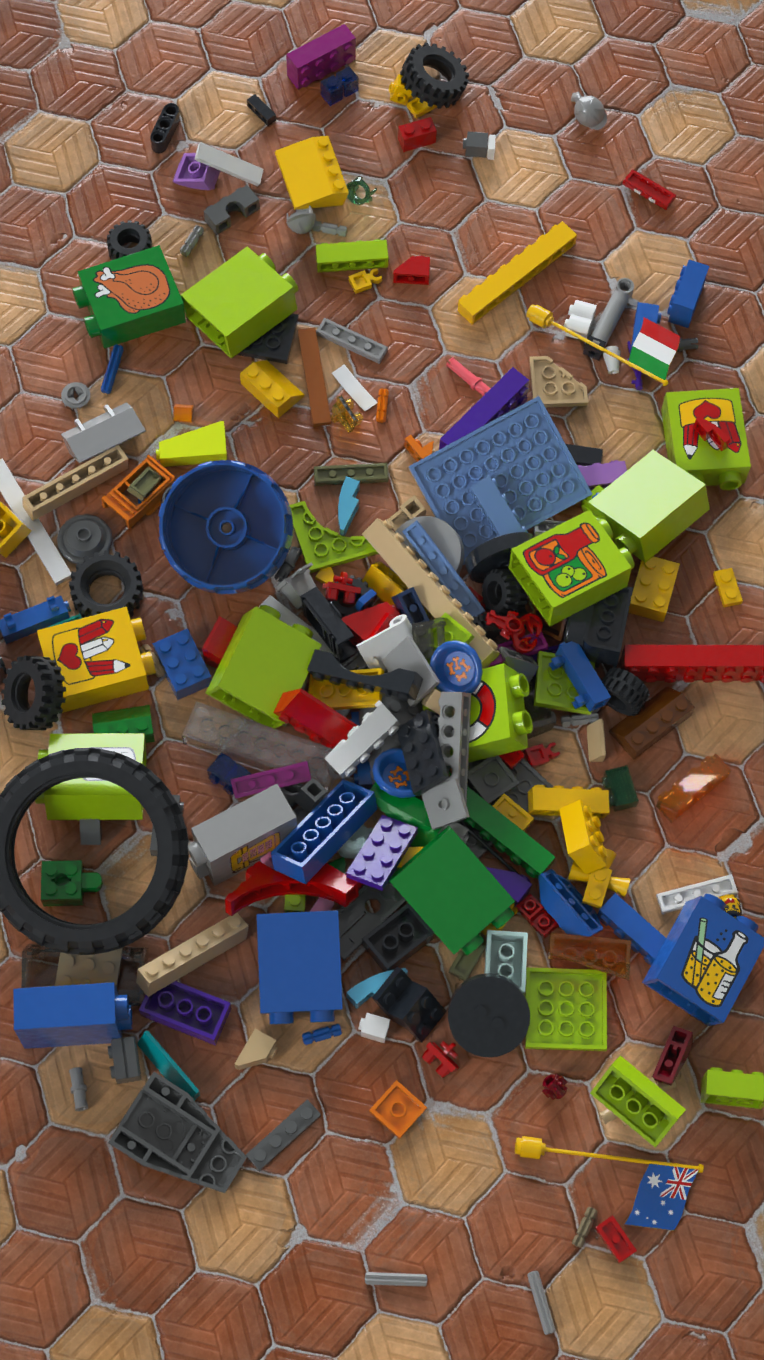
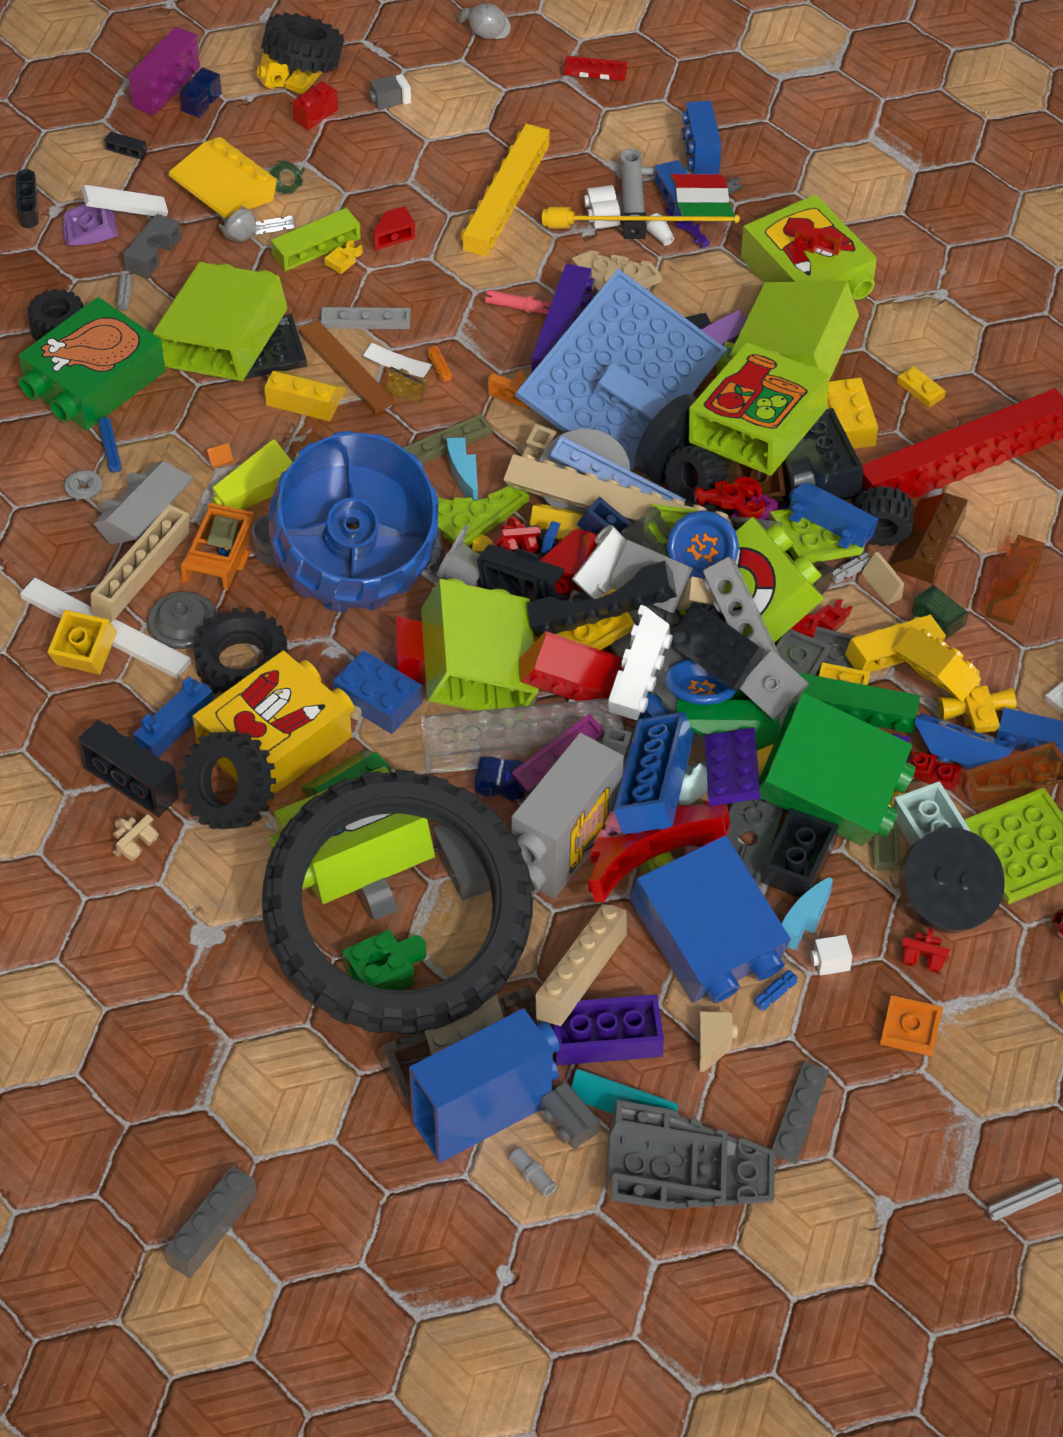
camera: 25 degrees left, 15 degrees down
(409, 1004) = (856, 911): black bracket -> none

